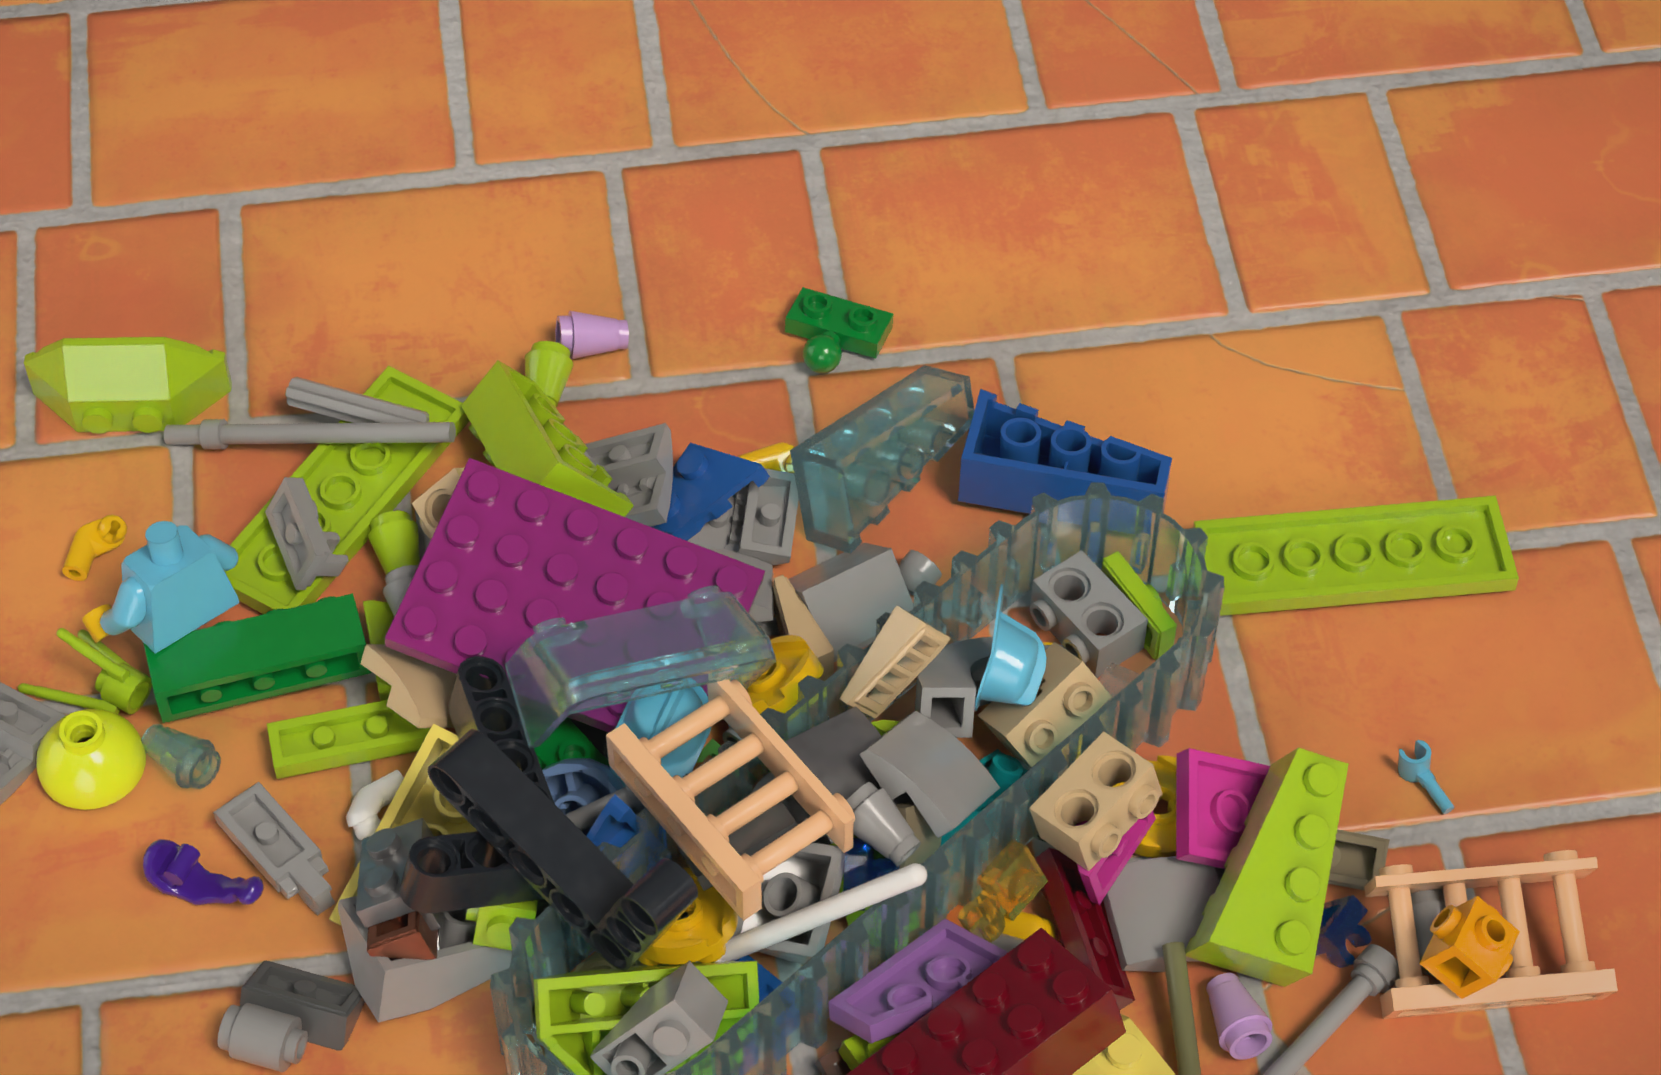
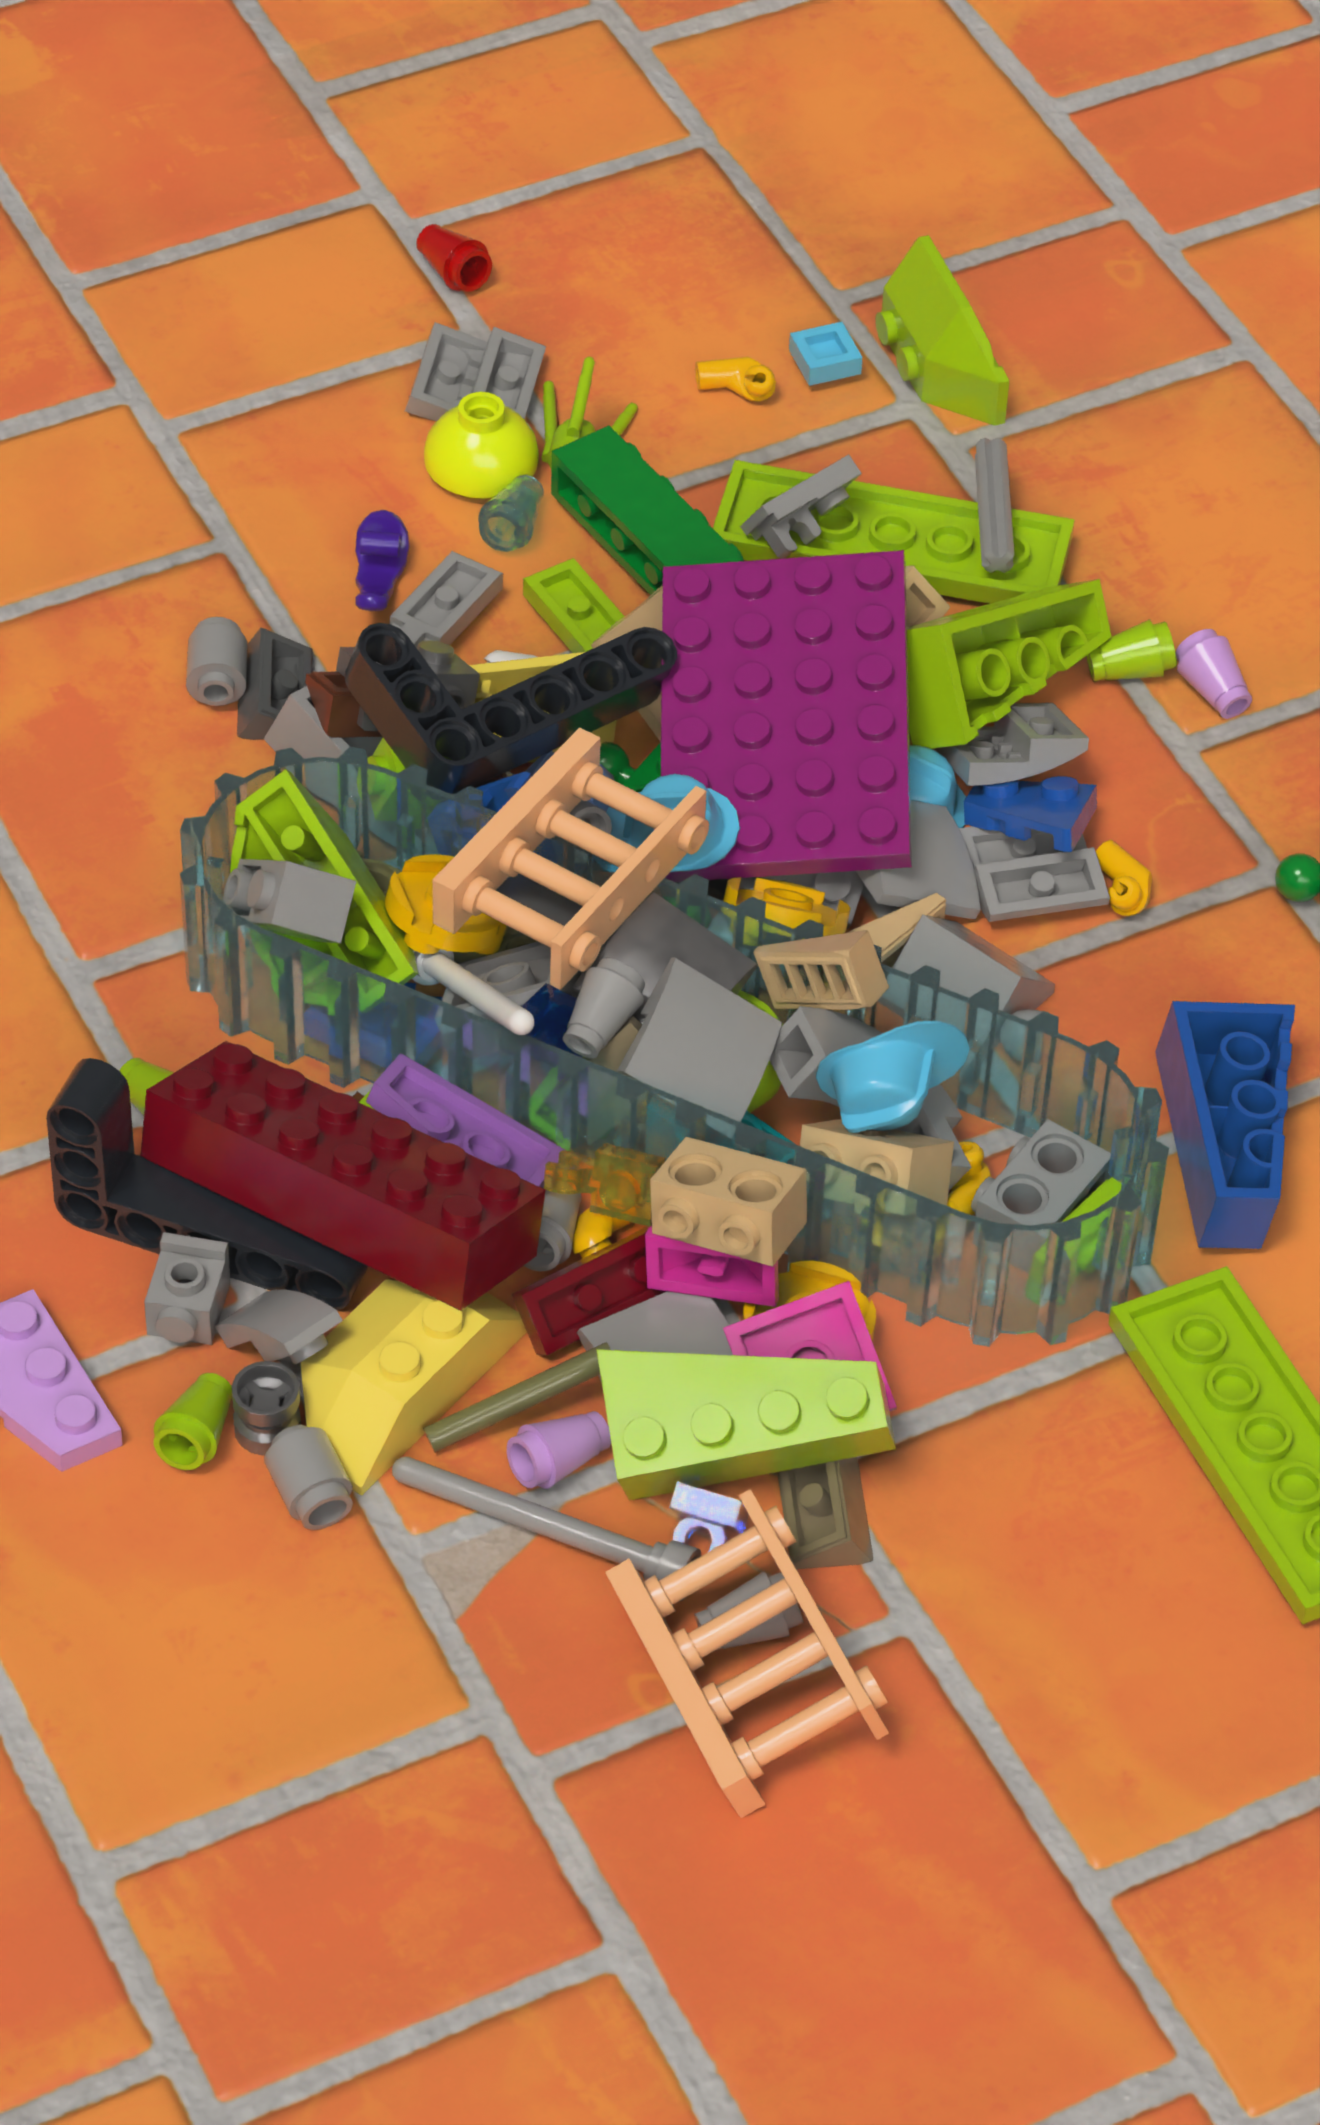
camera: 70 degrees right, 5 degrees down
(101, 473) = (825, 353): none -> medium azure plate
(168, 587) = (673, 410): medium azure torso -> none
(219, 434) = (922, 426): light grey bar -> none
(557, 857) = (388, 799): black beam -> none
(634, 657) = (689, 731): clear light blue windscreen -> none
(875, 452) = (1160, 939): clear light blue wedge -> none
(1419, 771) = (981, 1572): medium azure hand -> none
(1469, 946) = (702, 1571): light orange brick -> none

